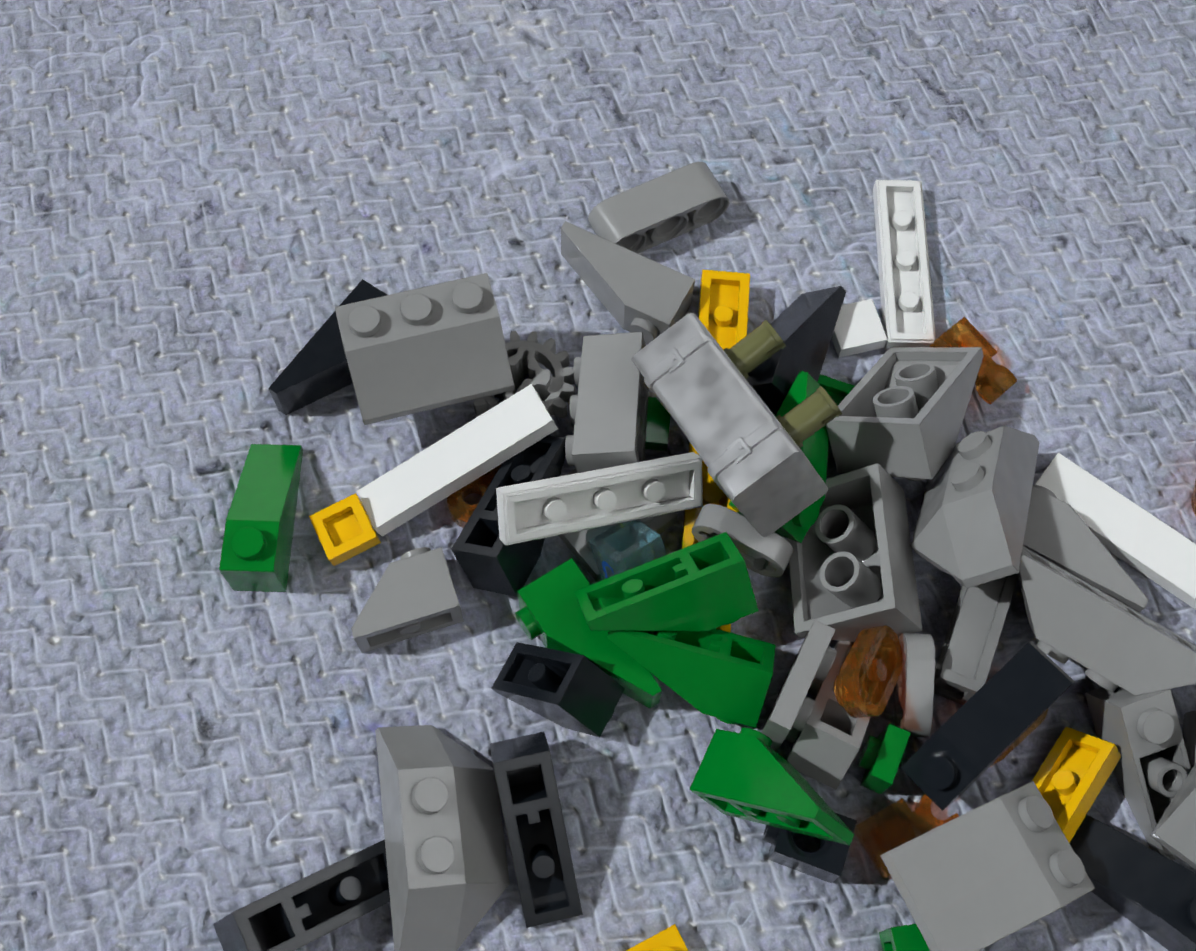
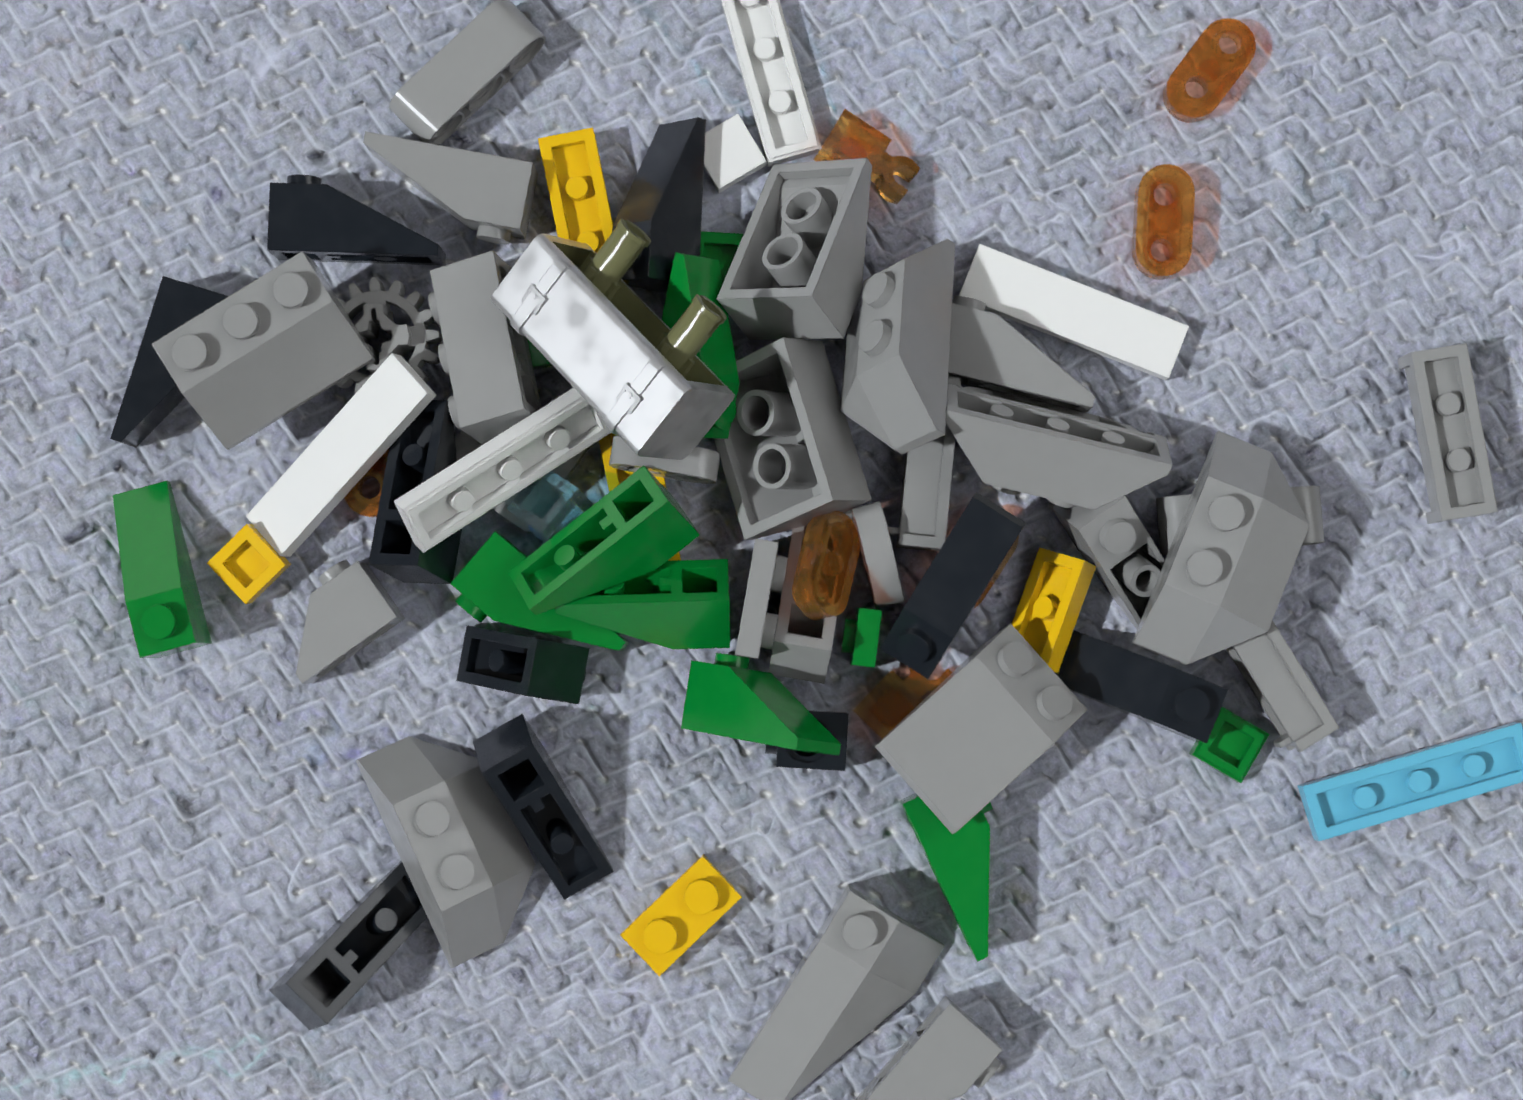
camera: 15 degrees left, 20 degrees up
(527, 293) = (339, 228): none -> black slope

